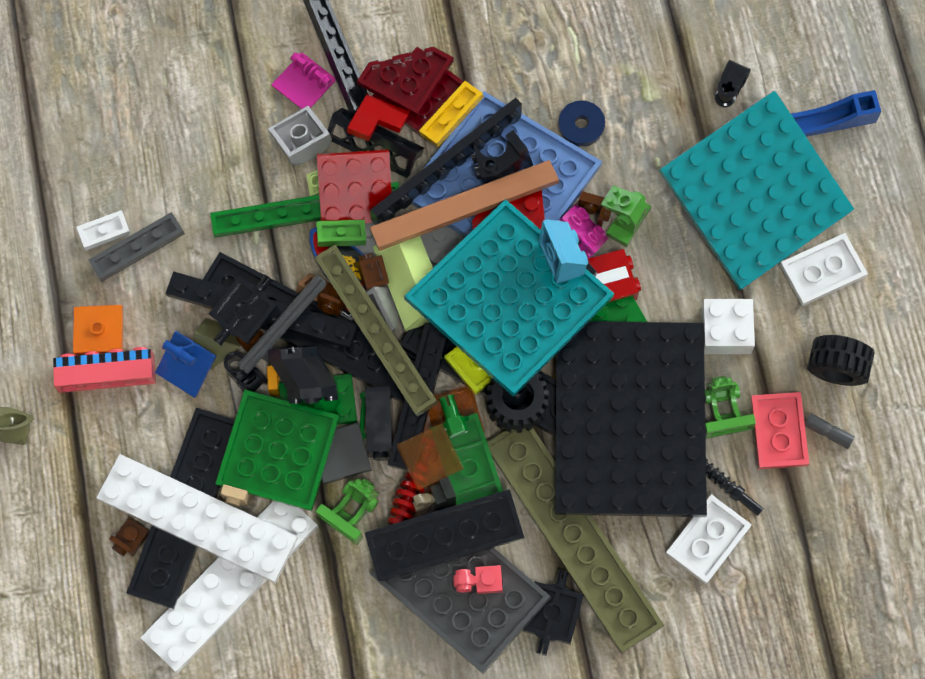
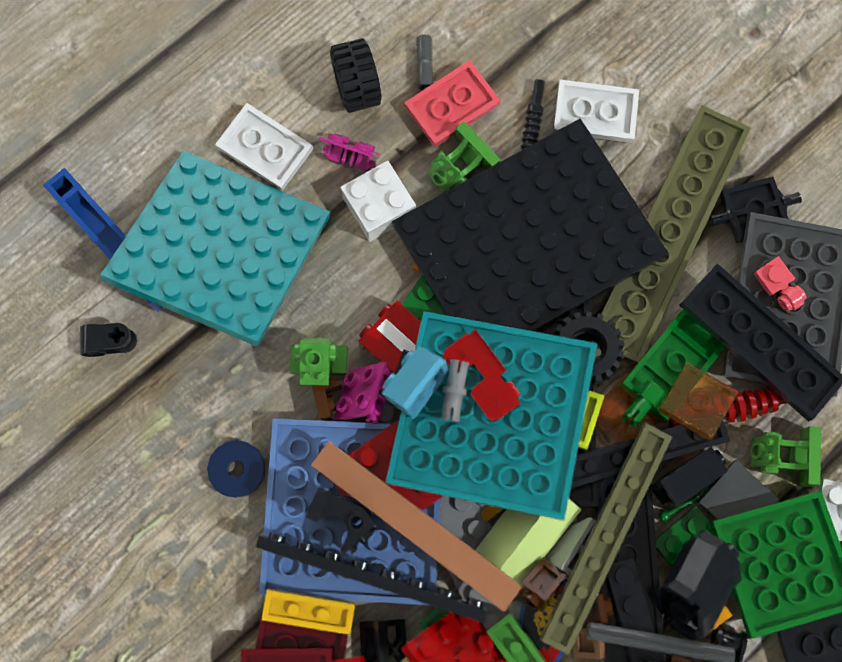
camera: 125 degrees left, 5 degrees up
(440, 495) = (726, 370): pearl dark grey piece -> none
(523, 299) = (491, 394): none -> red piece
(540, 275) = (454, 391): none -> light grey pin
(782, 327) = (339, 142): none -> dark pink hinge

